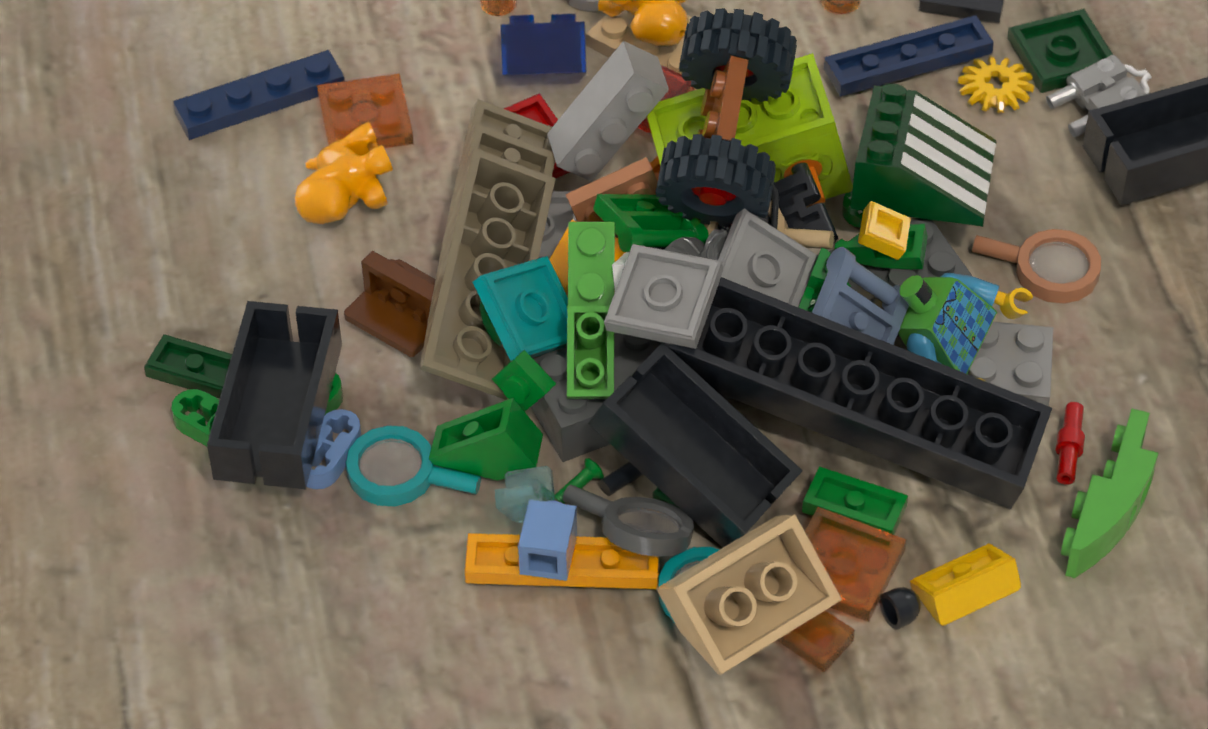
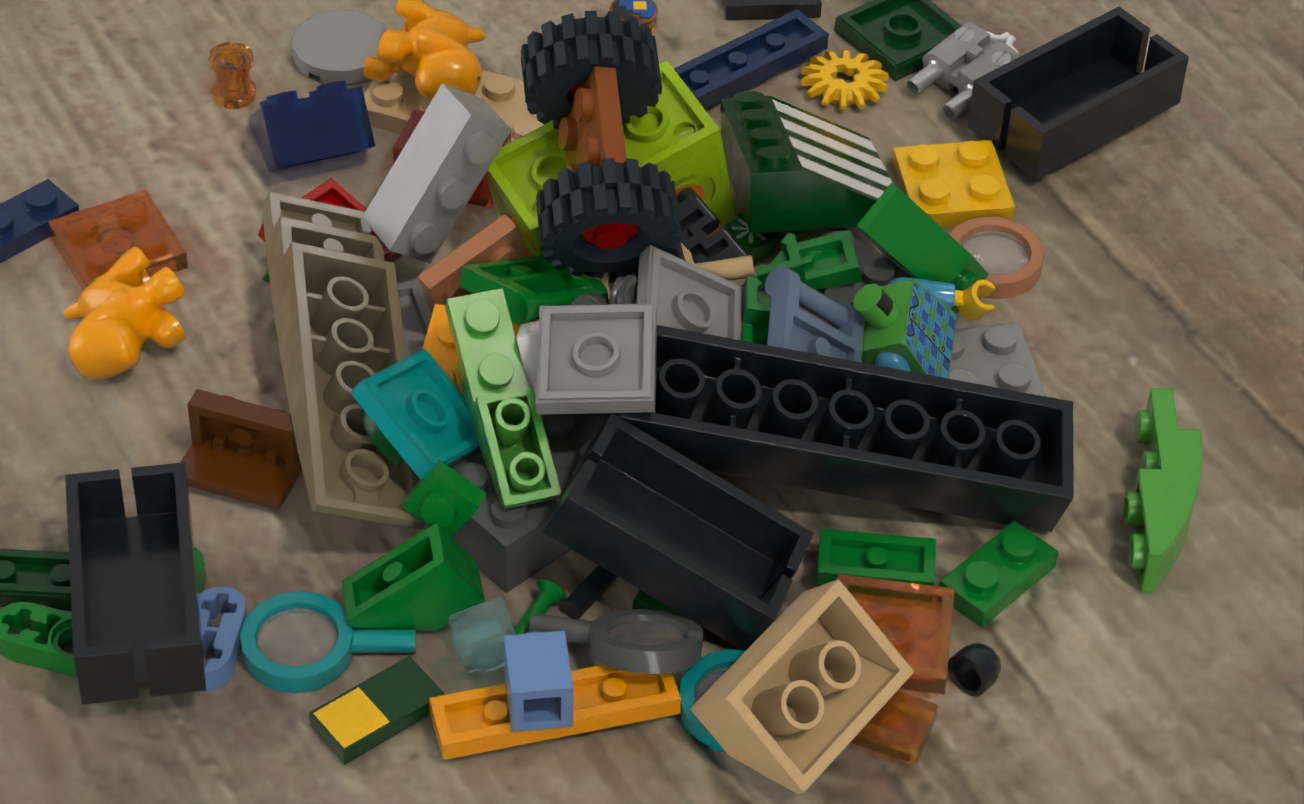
camera: 20 degrees left, 5 degrees down
(429, 532) = (375, 710): none -> dark green tile
(884, 230) = (810, 243): yellow tile -> none
(952, 533) = (999, 573): none -> green plate
(967, 583) = (1039, 624): yellow slope -> none
(982, 247) = (918, 242): none -> green slope
(1049, 194) = (954, 181): none -> yellow plate
(1070, 443) = (1090, 446): red bar -> none

